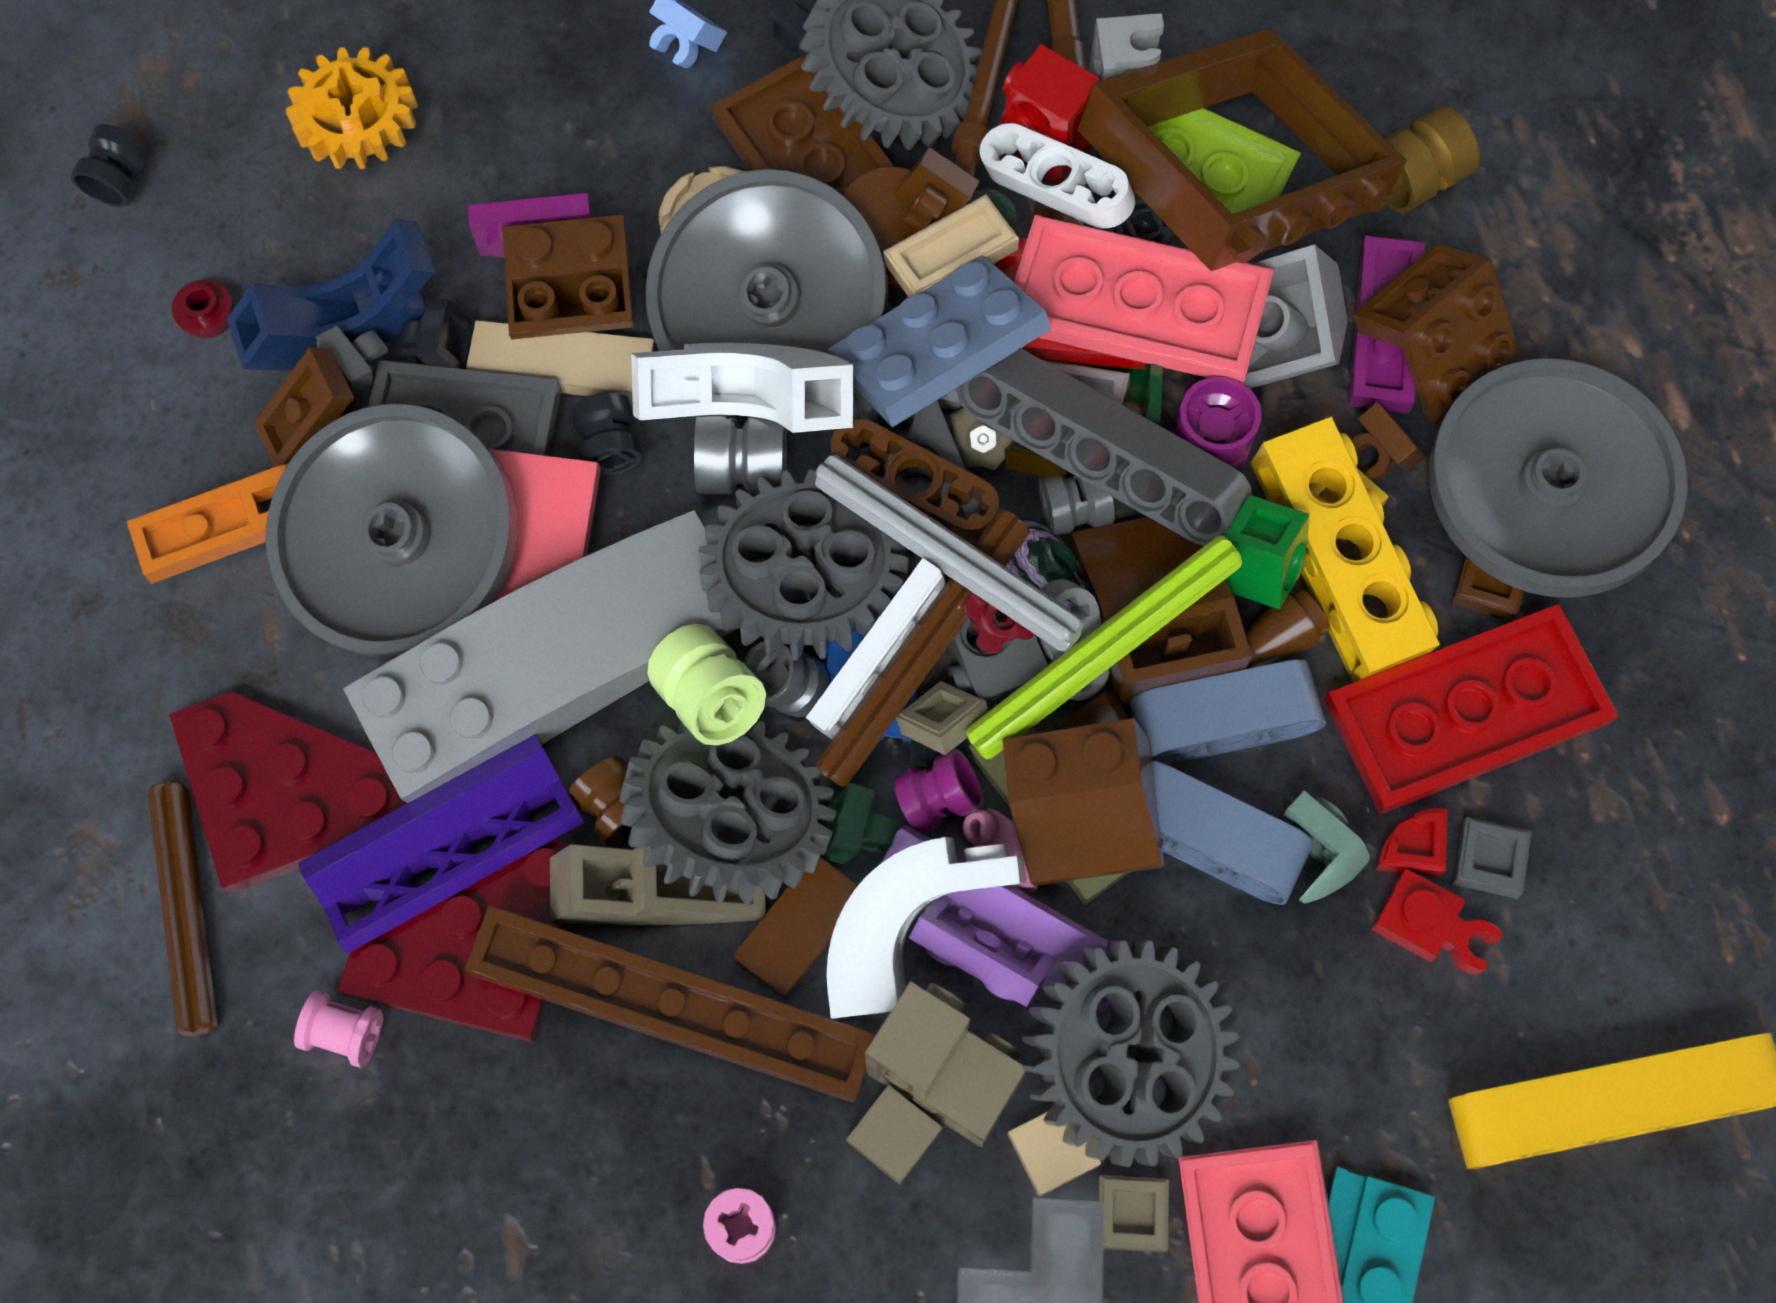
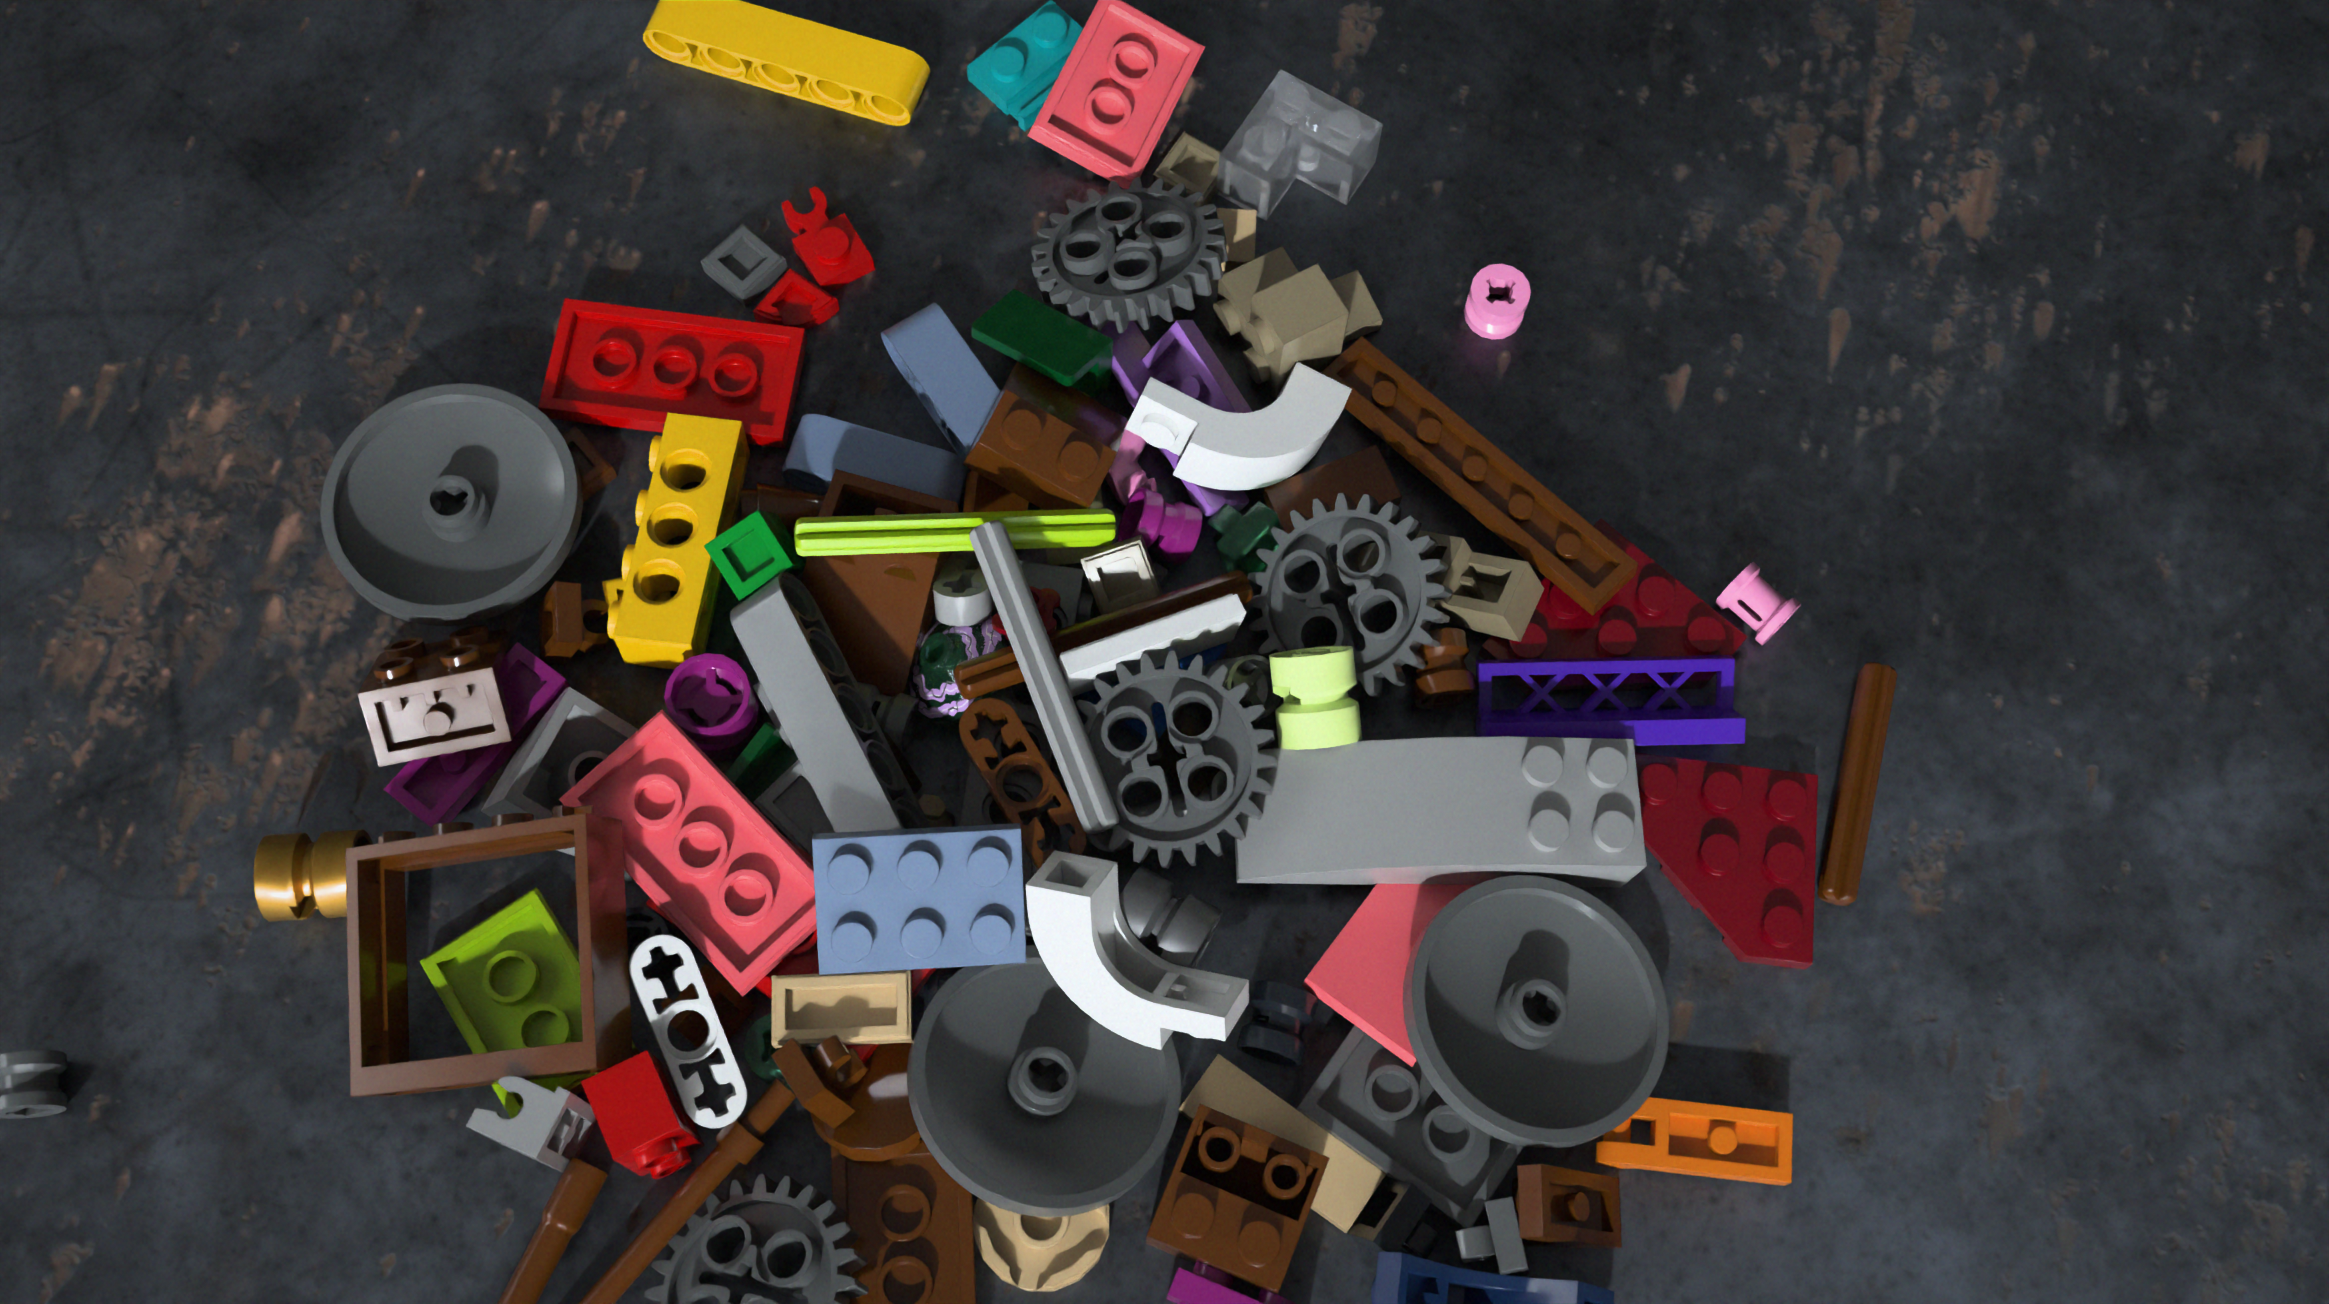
camera: 155 degrees left, 0 degrees up
(1152, 896) = (1047, 342): none -> dark green panel
(1333, 844) = (865, 341): sand green plate -> none

